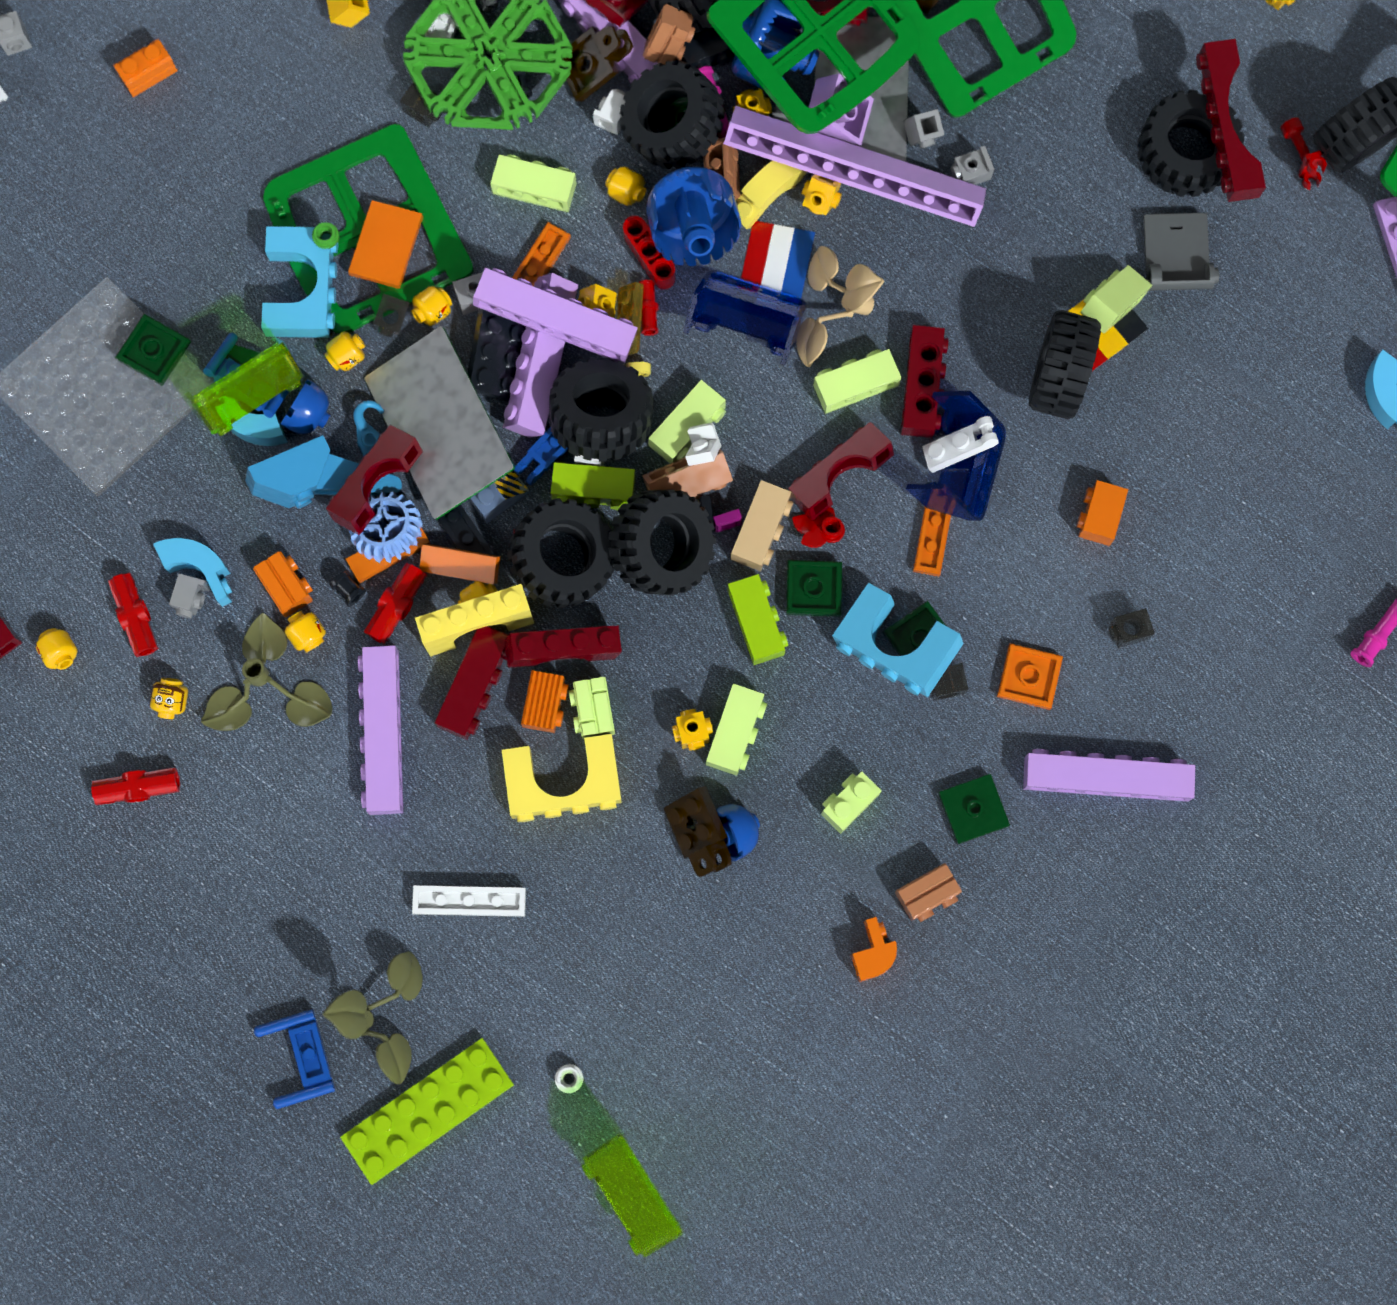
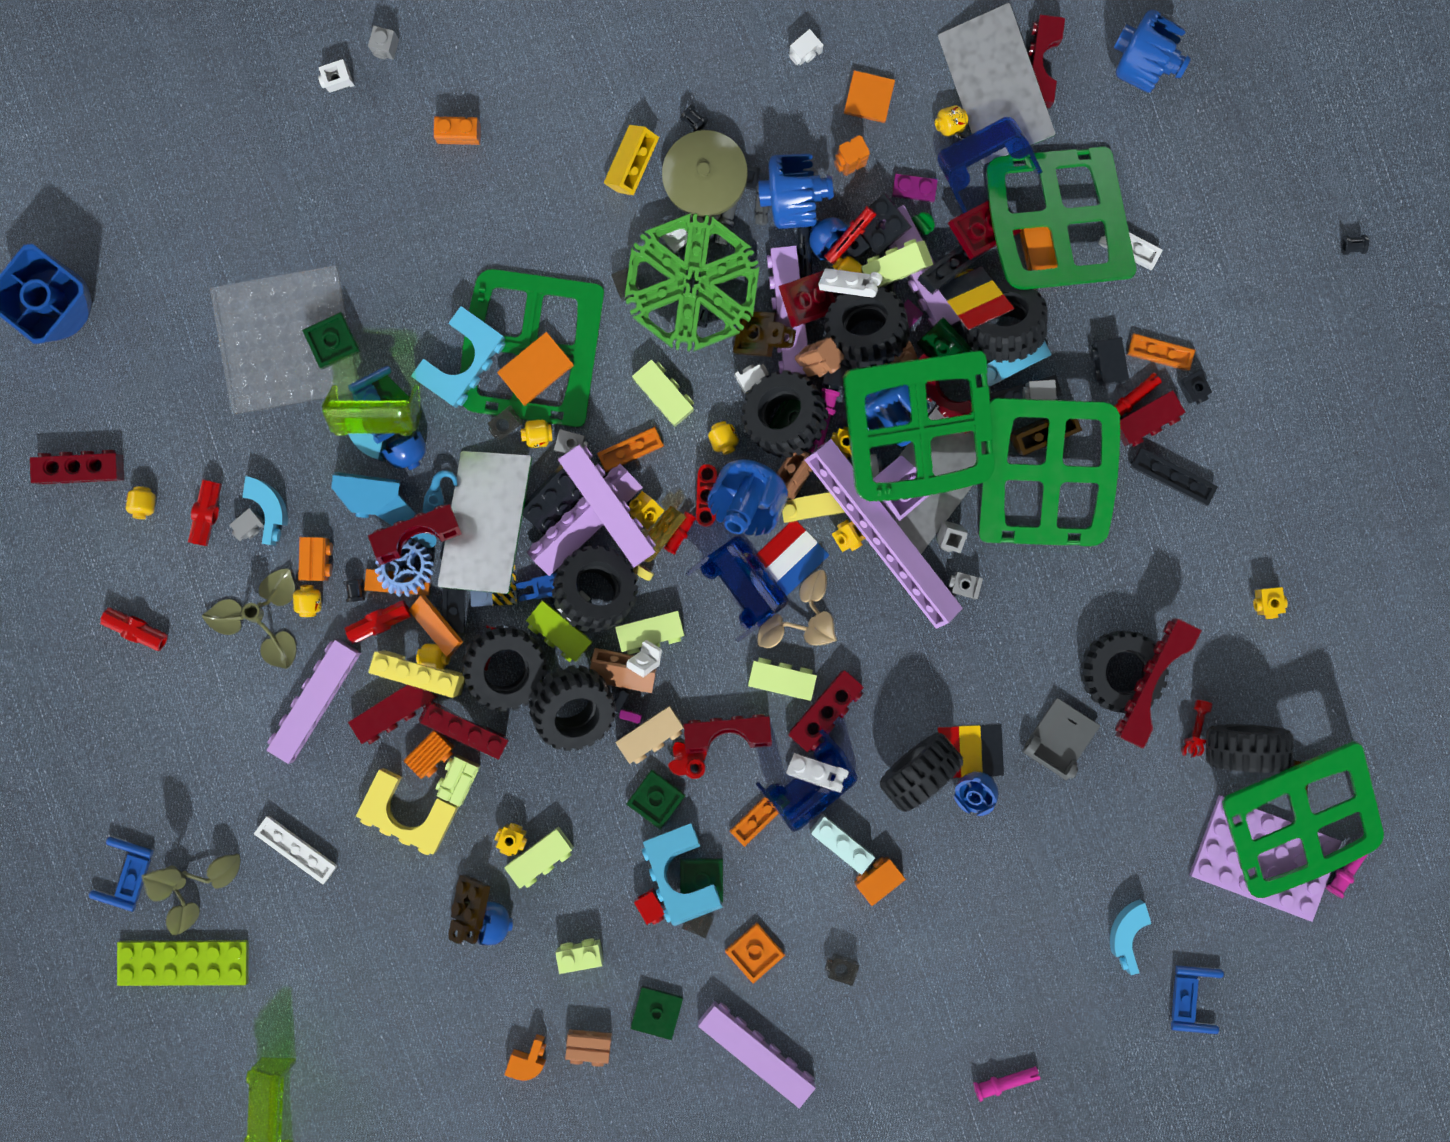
camera: 35 degrees right, 10 degrees up
(168, 697) = (191, 585): yellow head -> none
(322, 229) = (494, 334): bright green plate -> none
(345, 351) = (458, 426): yellow head -> none
(559, 1078) = (278, 1008): plate -> none
(757, 619) = (604, 795): lime brick -> none
(888, 699) = (650, 907): none -> red brick
(1037, 501) = (842, 844): none -> light aqua brick
(1115, 297) = (991, 746): yellowish green brick -> none
(1135, 356) = (976, 793): none -> blue cylinder

